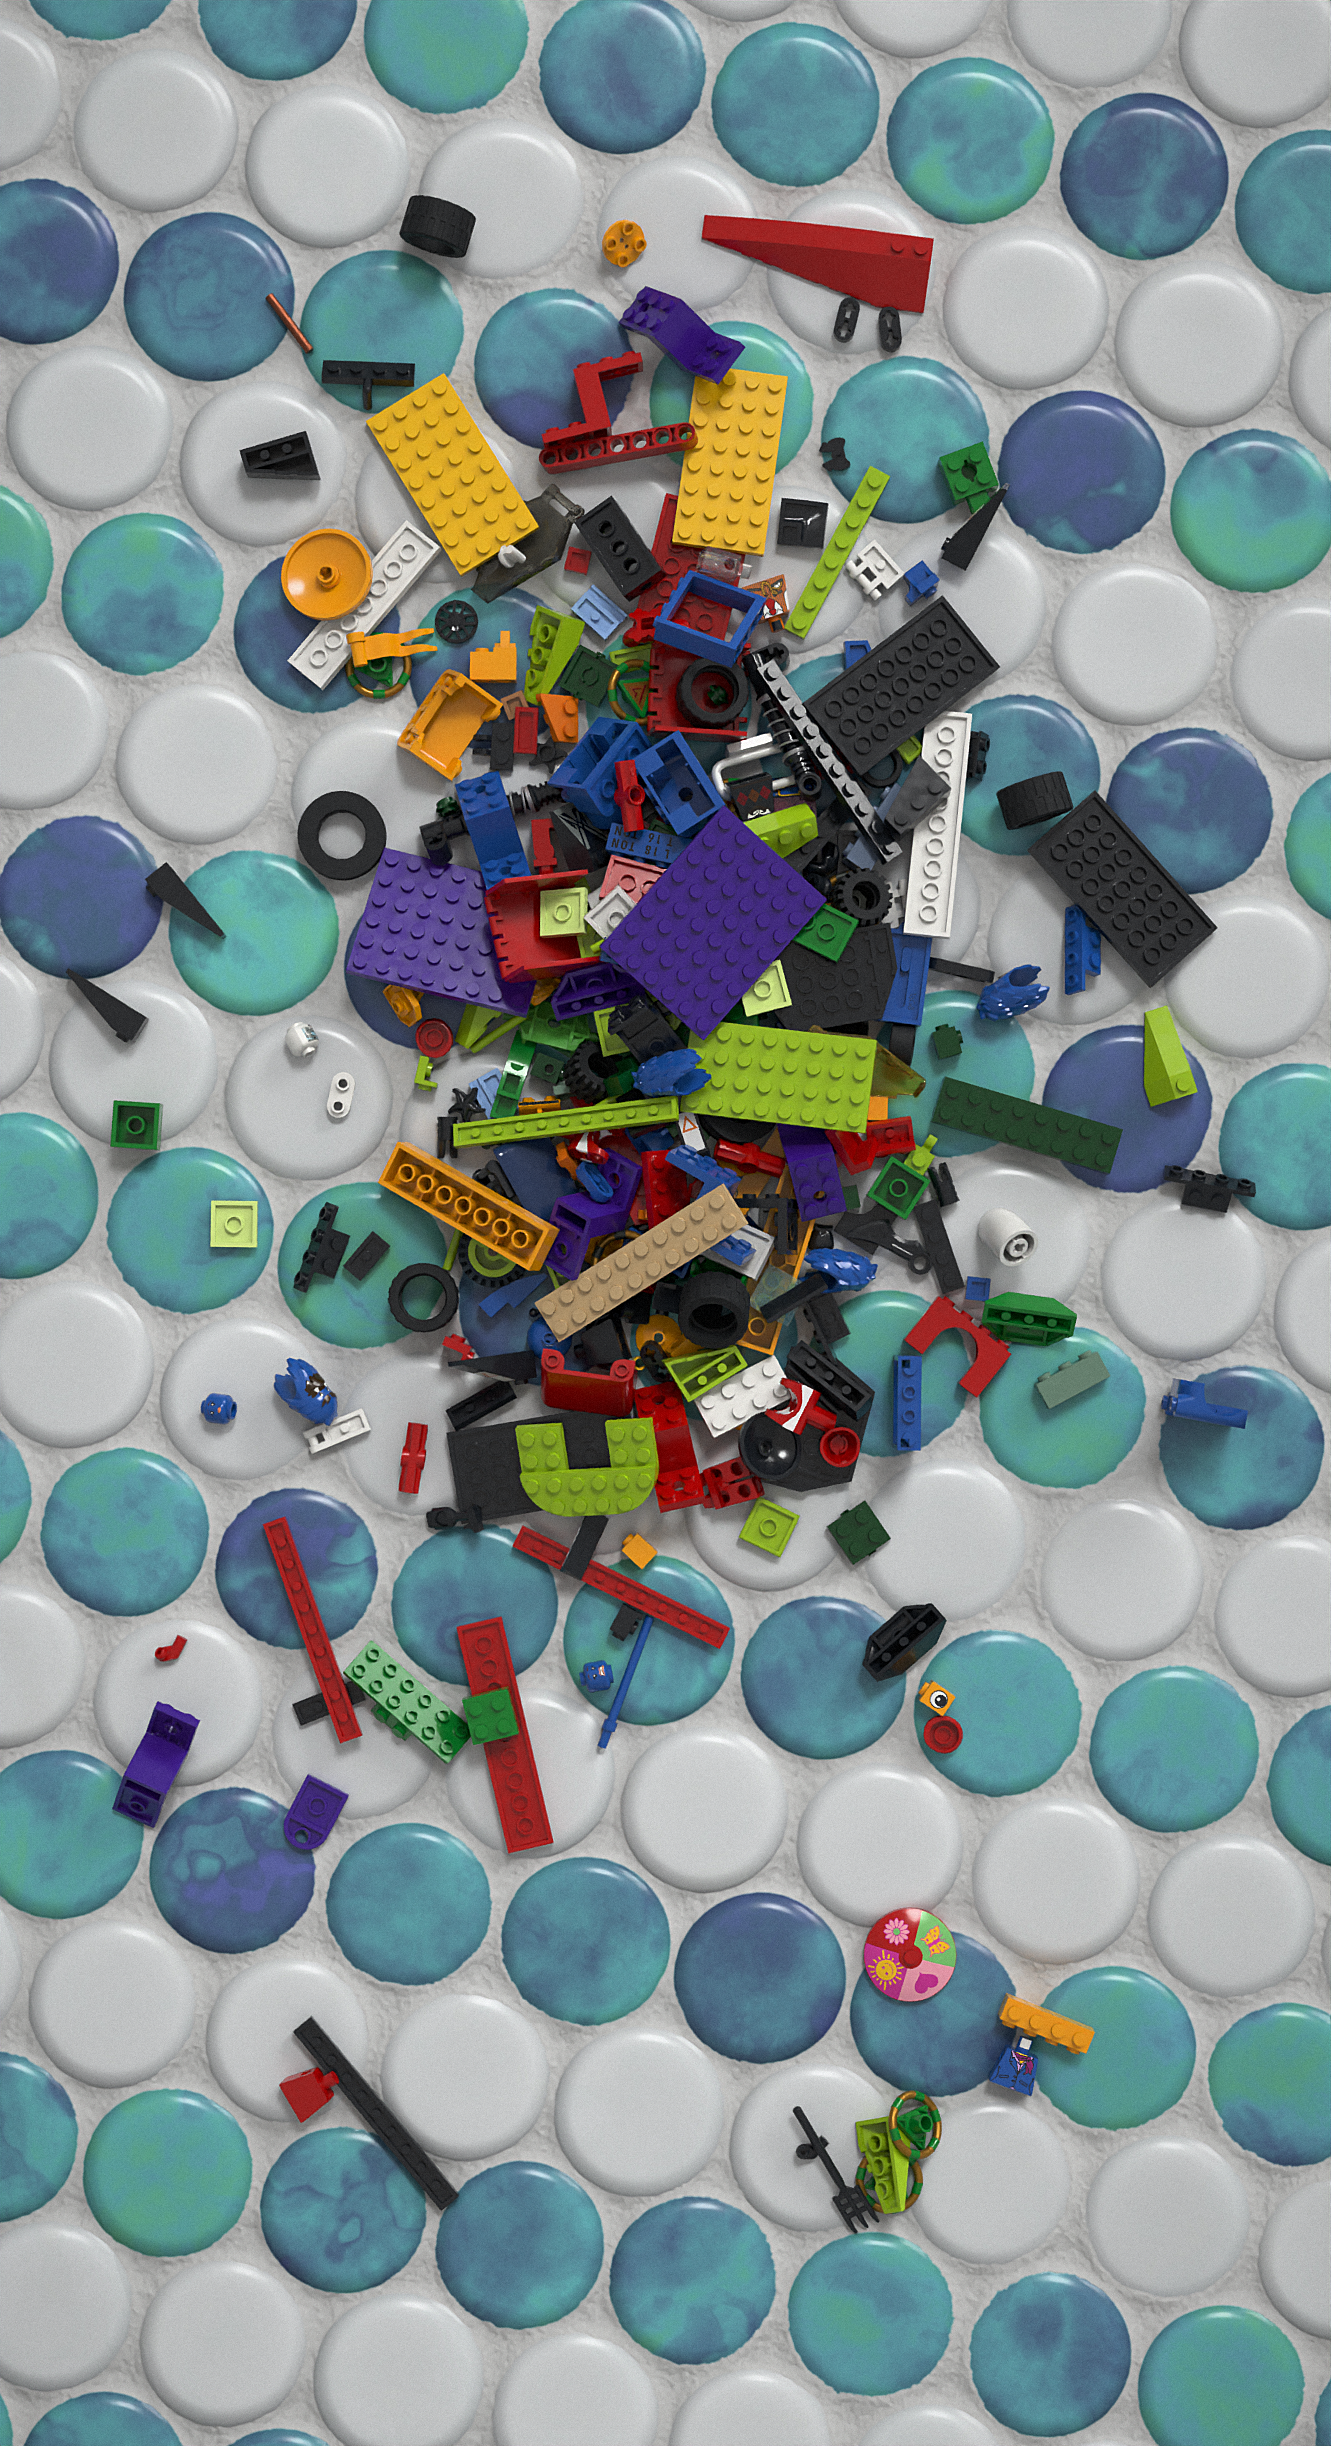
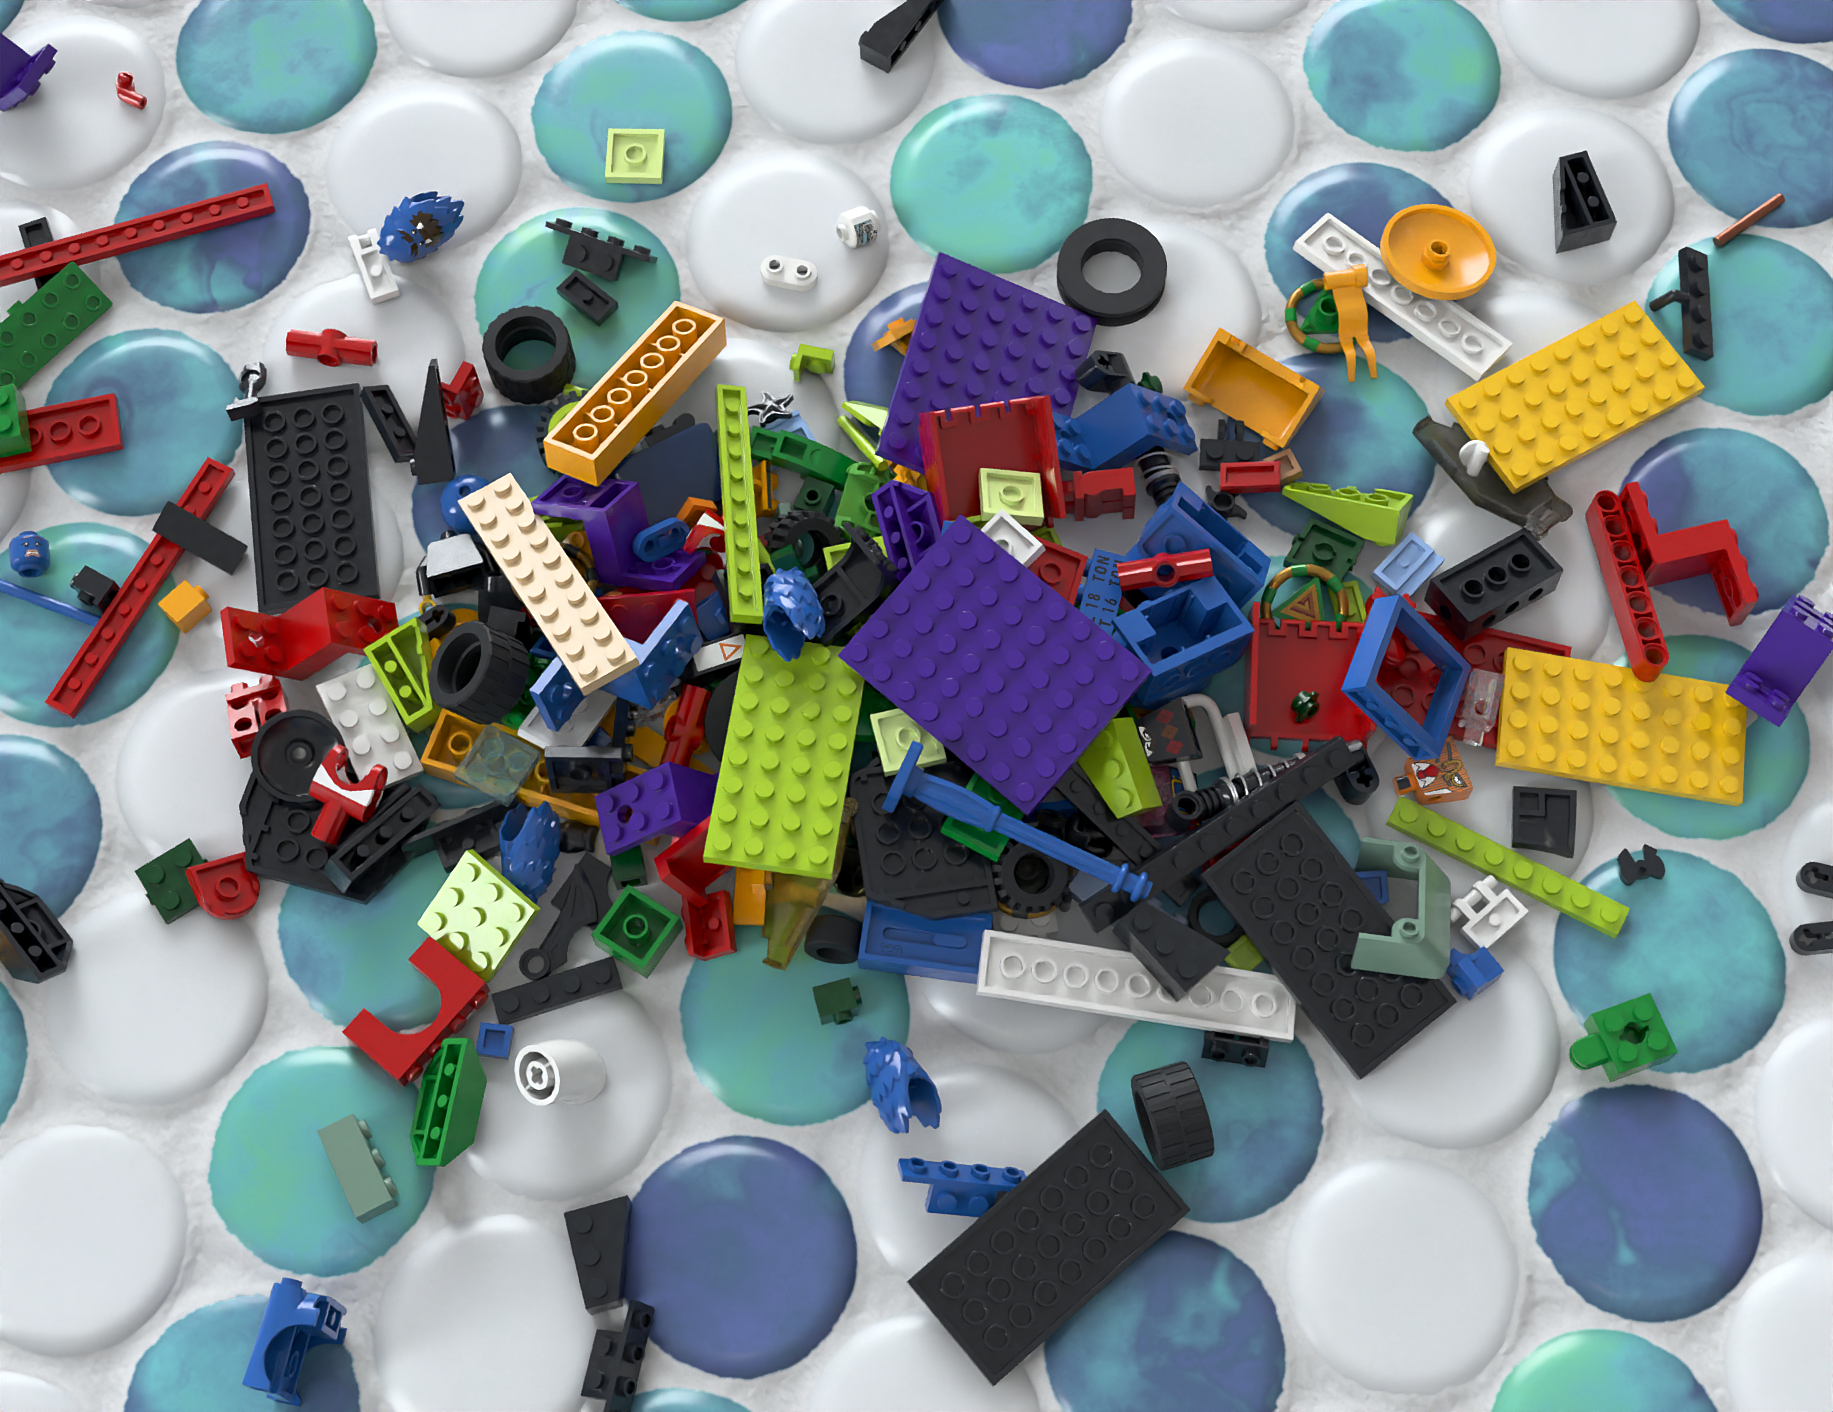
camera: 95 degrees right, 20 degrees down
(136, 1125) = (757, 50): green brick -> none
(173, 891) = (1041, 92): black slope -> none
(219, 1408) = (411, 137): blue head -> none
(434, 1038) = (856, 374): red piece -> none
(445, 1132) = (747, 381): black hinge -> none
(456, 621) = (1386, 403): black wheel -> none
(495, 666) = (1335, 446): light orange hinge -> none
(512, 1293) = (524, 456): blue slope -> none
(561, 716) = (1271, 518): orange wing -> none
(577, 560) = (1473, 540): red plate -> none
(579, 839) = (1108, 524): black slope -> none
(588, 1391) = (389, 568): red windscreen -> none
(590, 1490) = (261, 526): lime plate -> none
(699, 717) = (1280, 716): black tyre -> none
(769, 1526) = (198, 767): lime plate -> none
(793, 1298) = (489, 778): black slope -> none
(822, 946) = (976, 811): none -> blue piece
(840, 1446) = (288, 845): red helmet -> none
(865, 1495) = (224, 887): none -> red tile
(888, 1305) = (478, 916): none -> plate
(907, 1402) = (337, 929): blue window -> none
(911, 615) = (1416, 945): none -> sand green windscreen
(921, 1158) = (680, 968): lime plate -> none
(944, 1190) = (633, 998): black hinge -> none
(961, 970) = (935, 1022): black beam -> none
(966, 540) = (1537, 1032): black slope -> none
(1026, 1125) = (716, 1109): dark green brick -> none
(1129, 1203) = (600, 1250): none -> black wedge
(1165, 1063) = (795, 1309): lime wedge -> none

